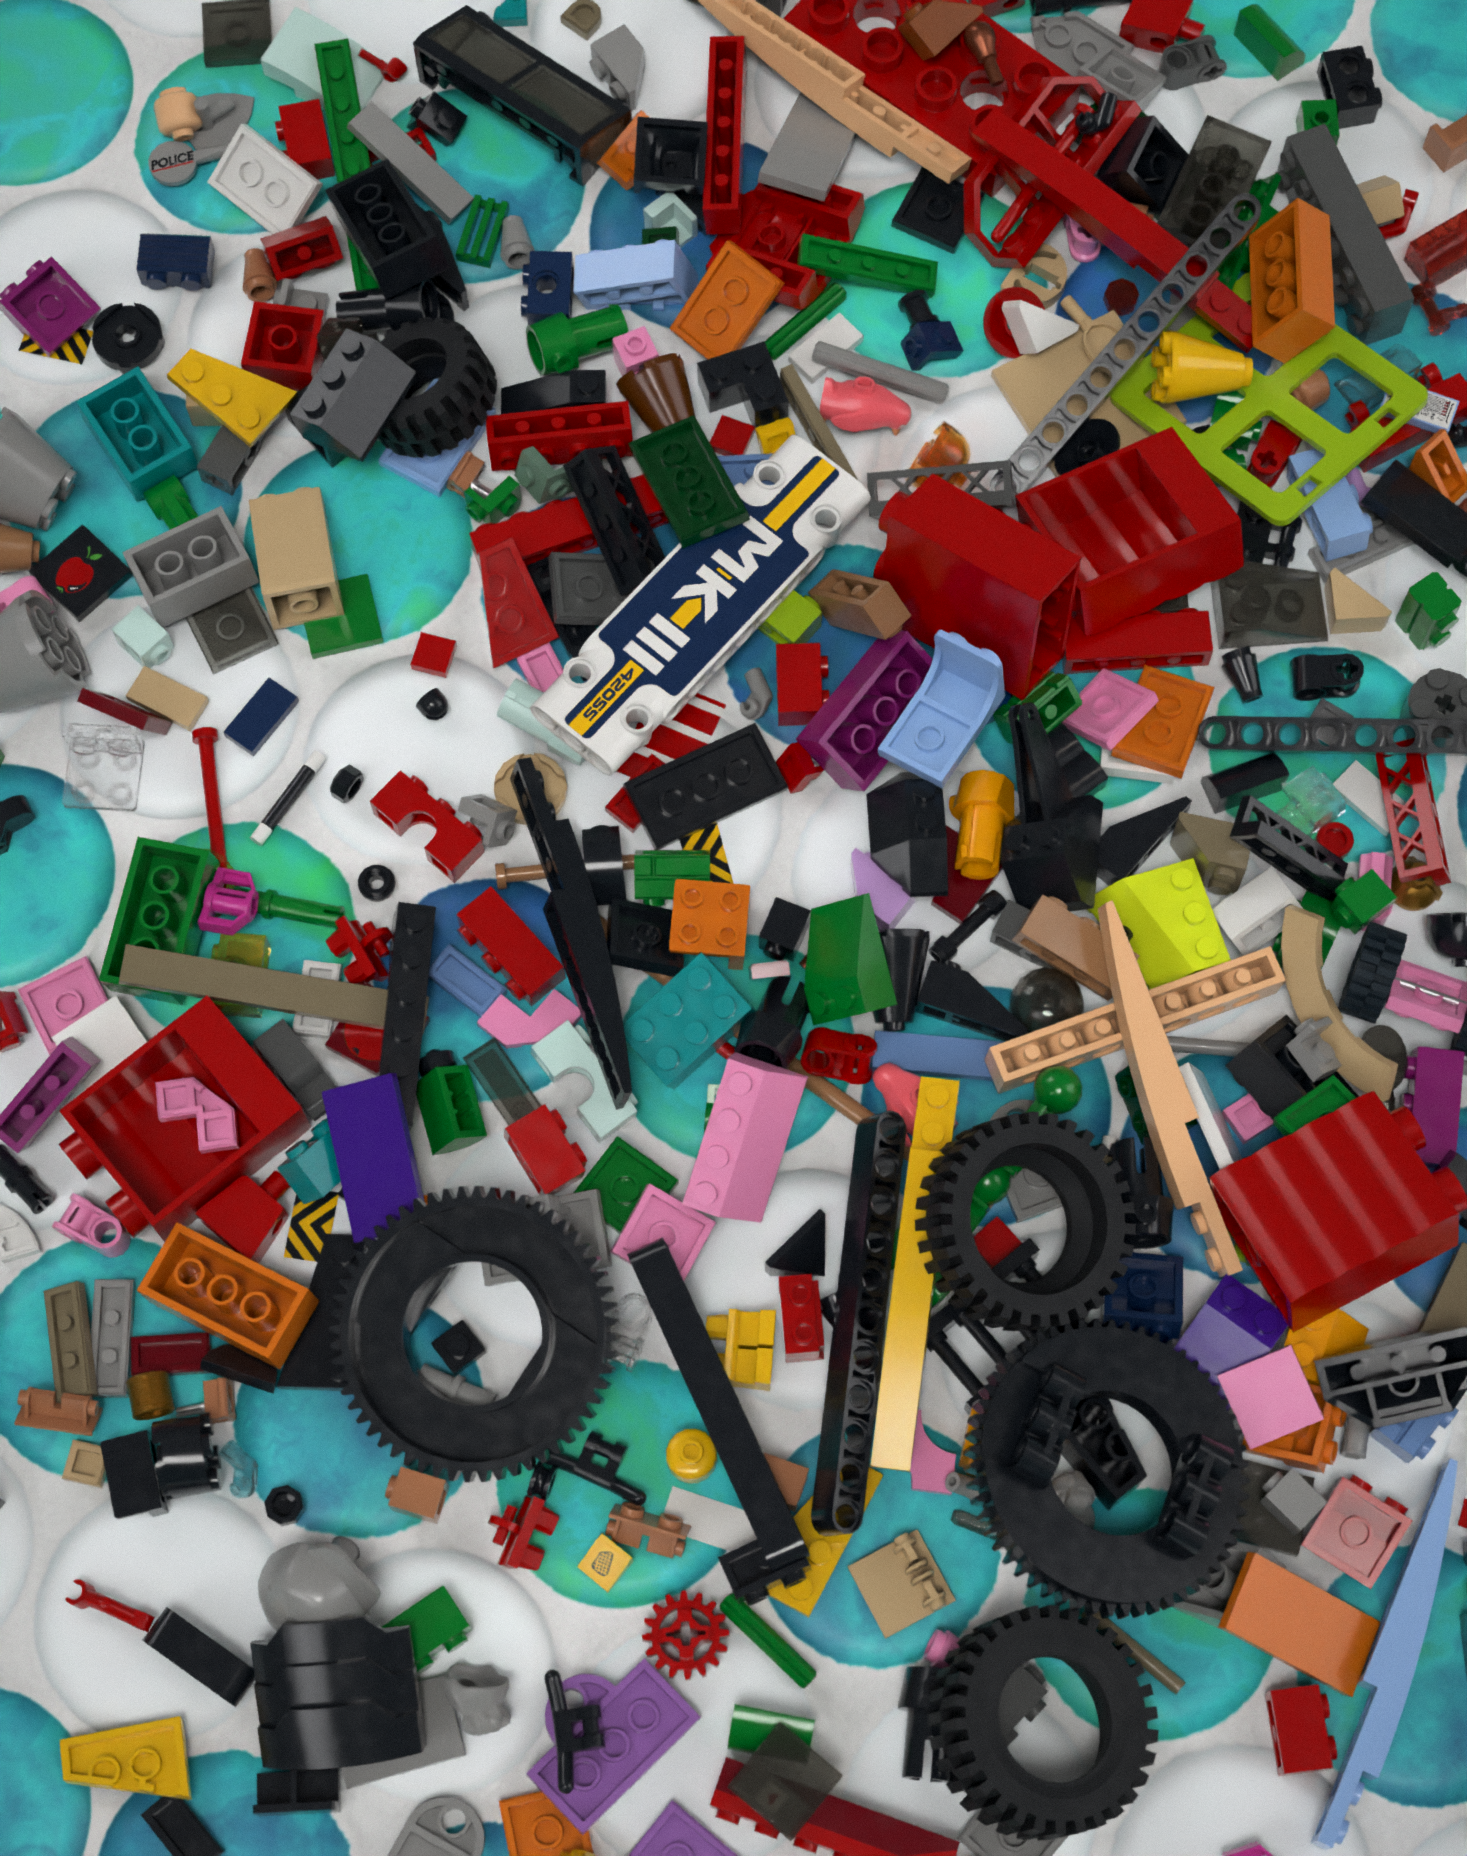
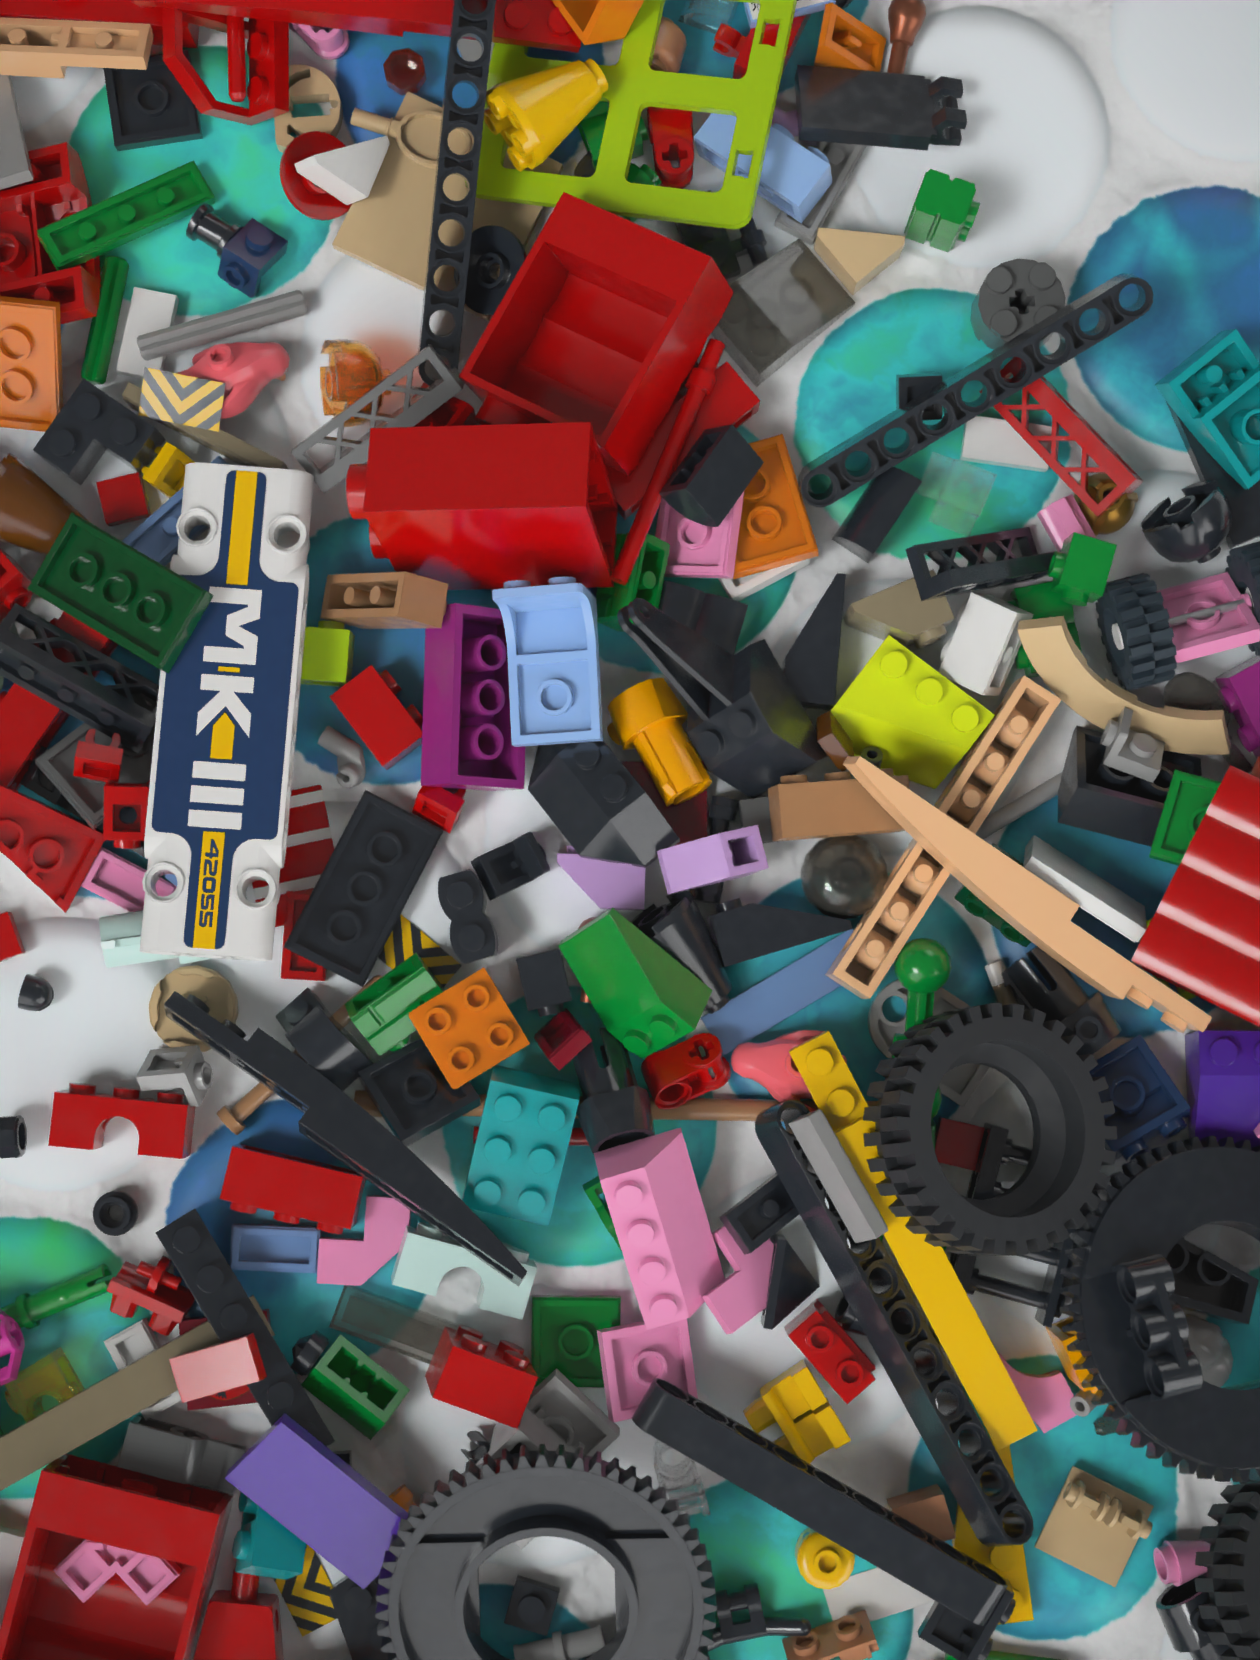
camera: 40 degrees left, 15 degrees up
(373, 1016) = (218, 1368): none -> tile
(586, 609) = (120, 795): none -> red brick
(593, 578) = (97, 760): none -> red tile
(766, 847) = (465, 904): none -> black brick
(768, 1232) = (744, 1291): none -> bright pink tile
(817, 839) = (511, 865): none -> black bracket
(818, 1187) = (760, 1215): none -> black plate
(819, 395) = (181, 399): none -> sticker
(894, 1180) = (838, 1176): none -> light grey tile
(961, 920) = (713, 859): none -> lavender slope
(1102, 893) = (834, 739): none -> reddish brown tile
(1143, 671) = (712, 476): none -> black brick
(1176, 611) = (699, 385): none -> red bar
(1243, 673) = (800, 399): black cone -> none
(1247, 1119) = (1105, 854): bright pink tile -> none
(1323, 676) = (876, 352): black piece -> none
(1336, 838) = (1001, 512): red tile -> none

